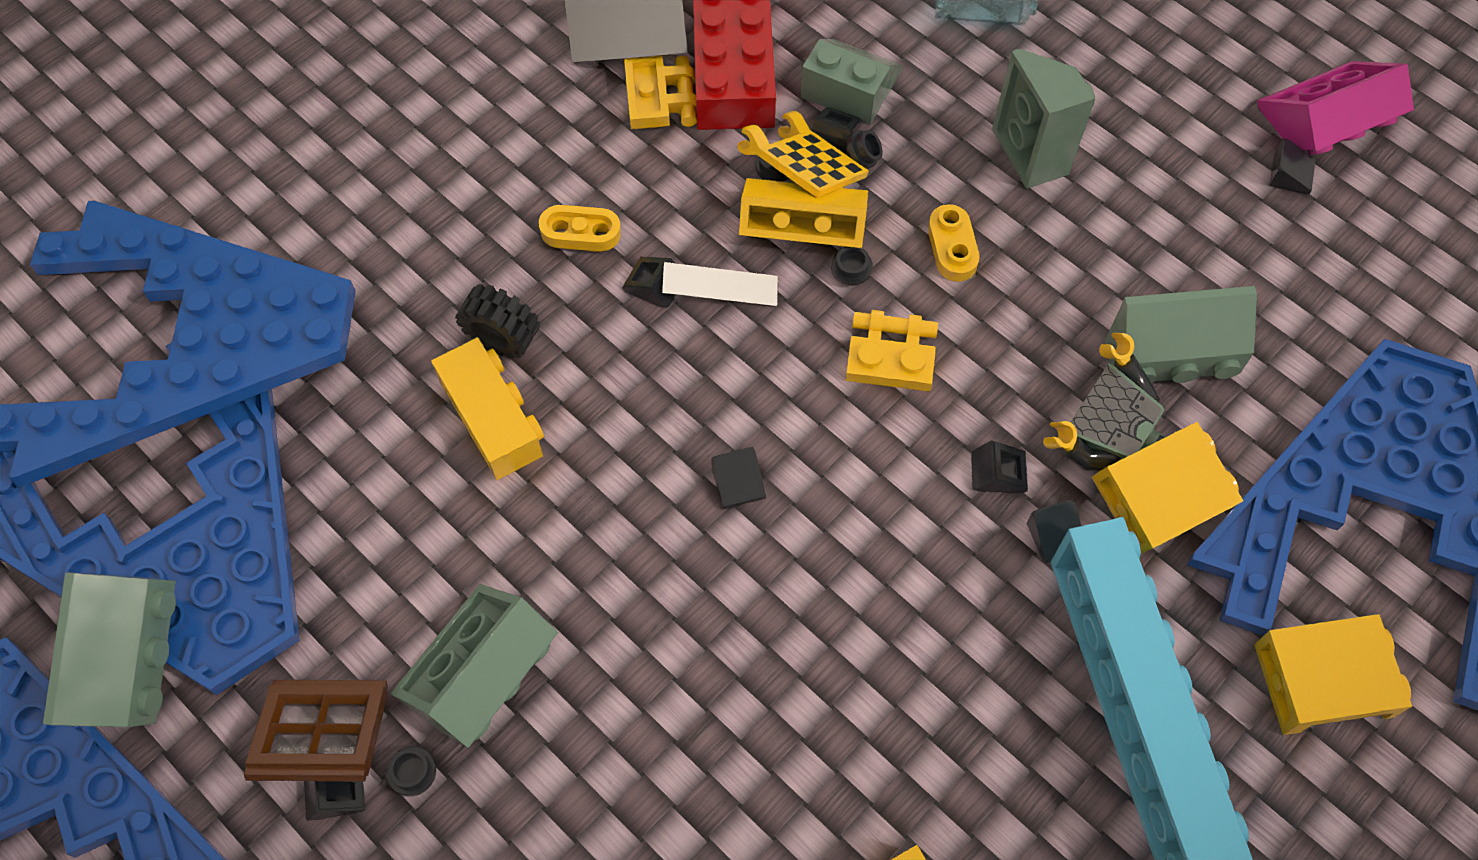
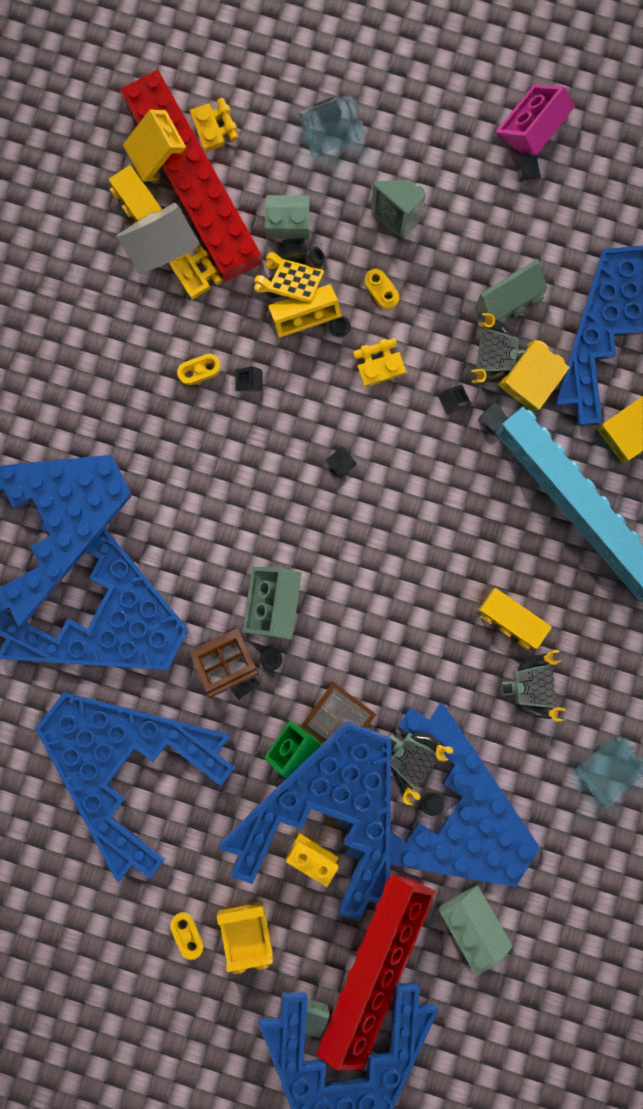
camera: 25 degrees left, 20 degrees up
(109, 650) = (120, 675): sand green slope -> none
(489, 407) = (210, 483): yellow brick -> none
(498, 321) = (191, 440): black tyre -> none
(720, 284) = (282, 367): white sticker -> none

